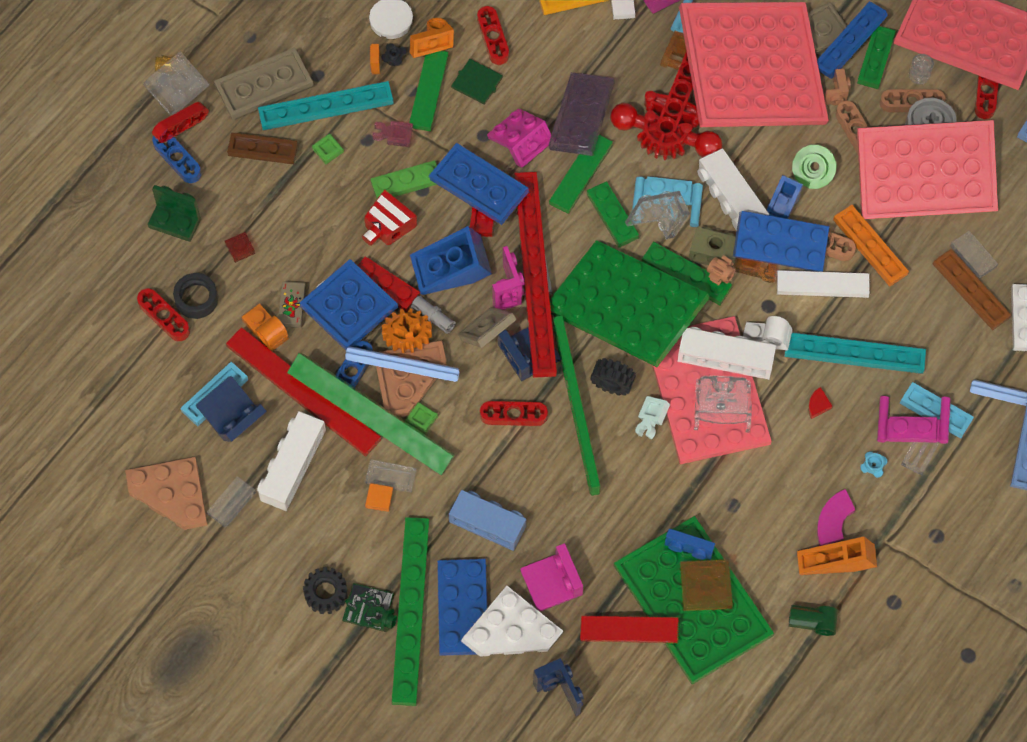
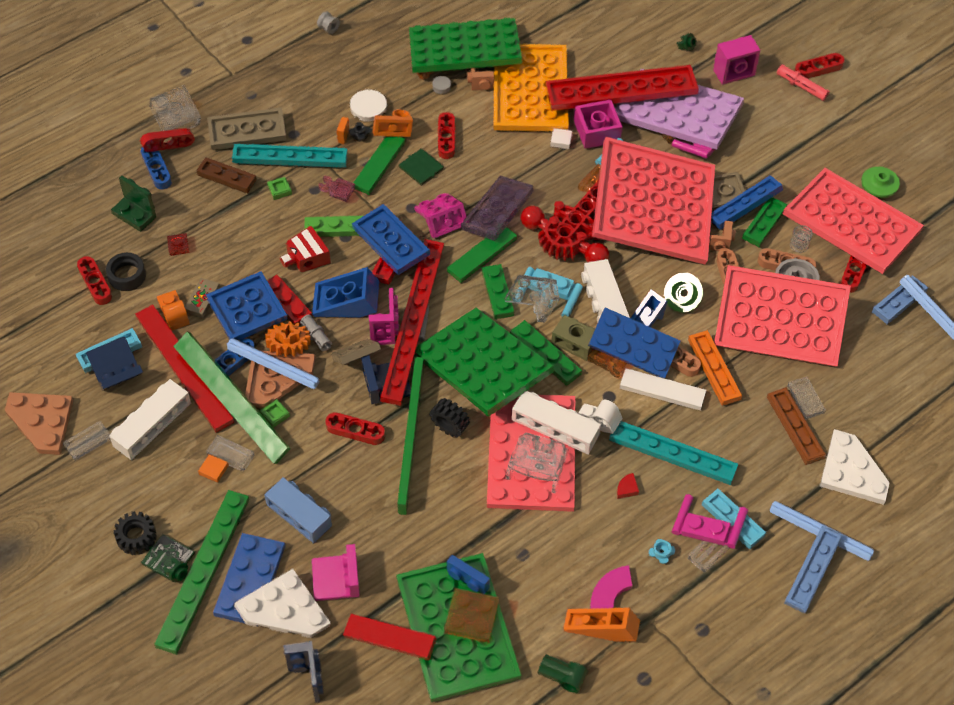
camera: 15 degrees right, 10 degrees down
(652, 413) = (474, 458): light aqua plate -> none
(721, 270) = (573, 353): nougat gear -> none

